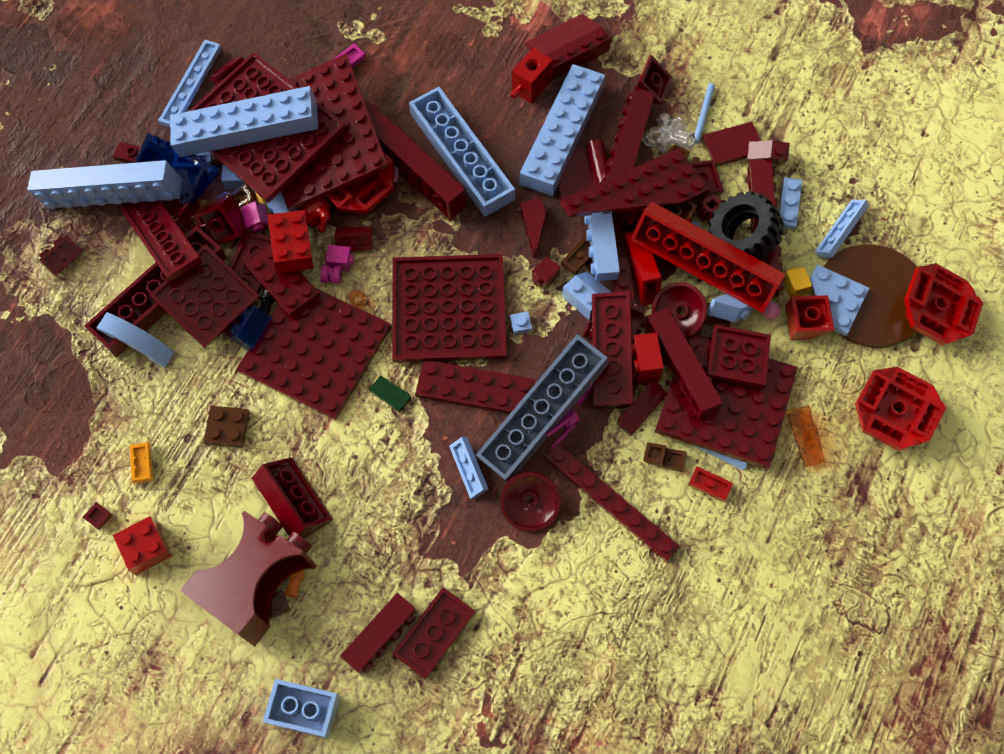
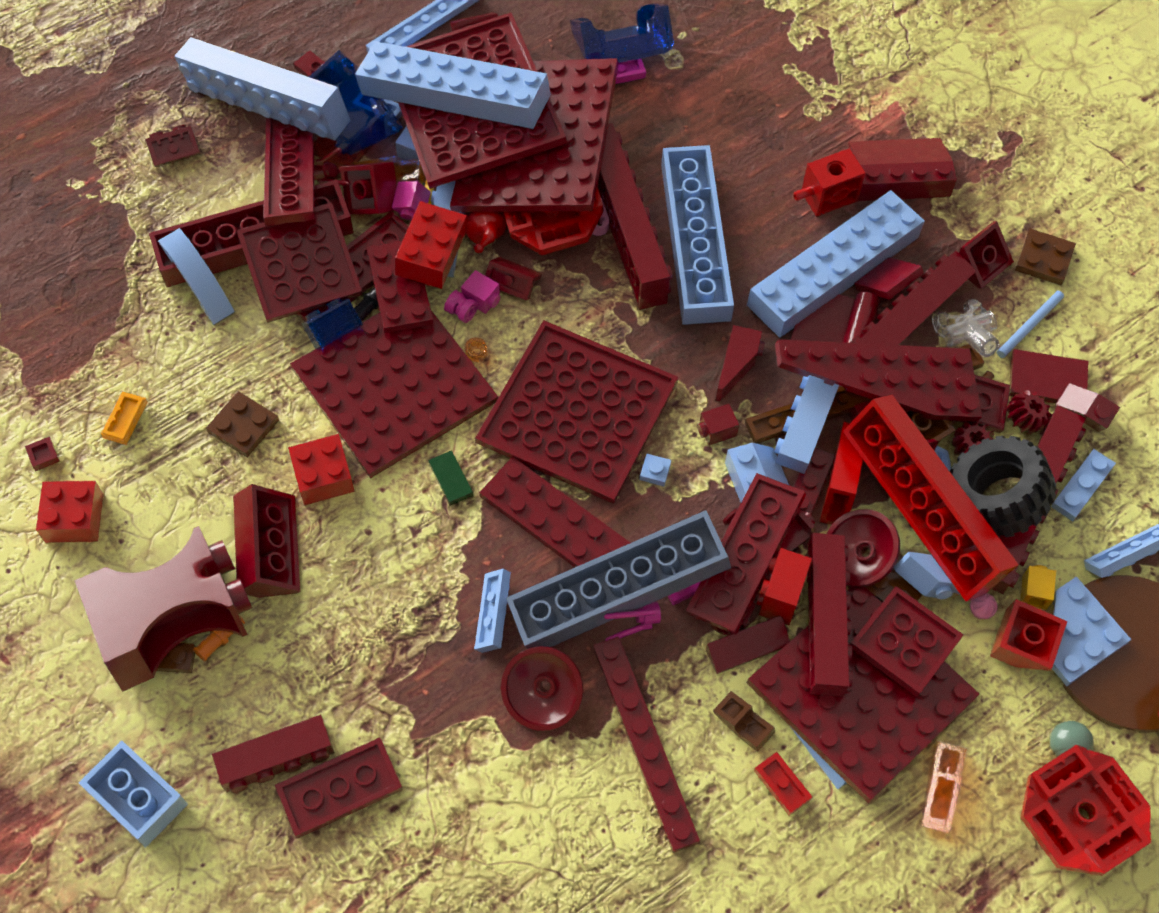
camera: 25 degrees right, 5 degrees down
(300, 430) = (321, 469): none -> red brick
(351, 30) = (648, 38): none -> clear blue windscreen
(601, 124) = (889, 278): none -> dark red tile
(689, 64) = (1045, 256): none -> reddish brown plate
(734, 172) = (1028, 412): none -> dark red gear
(863, 367) = (1068, 735): none -> sand green hair

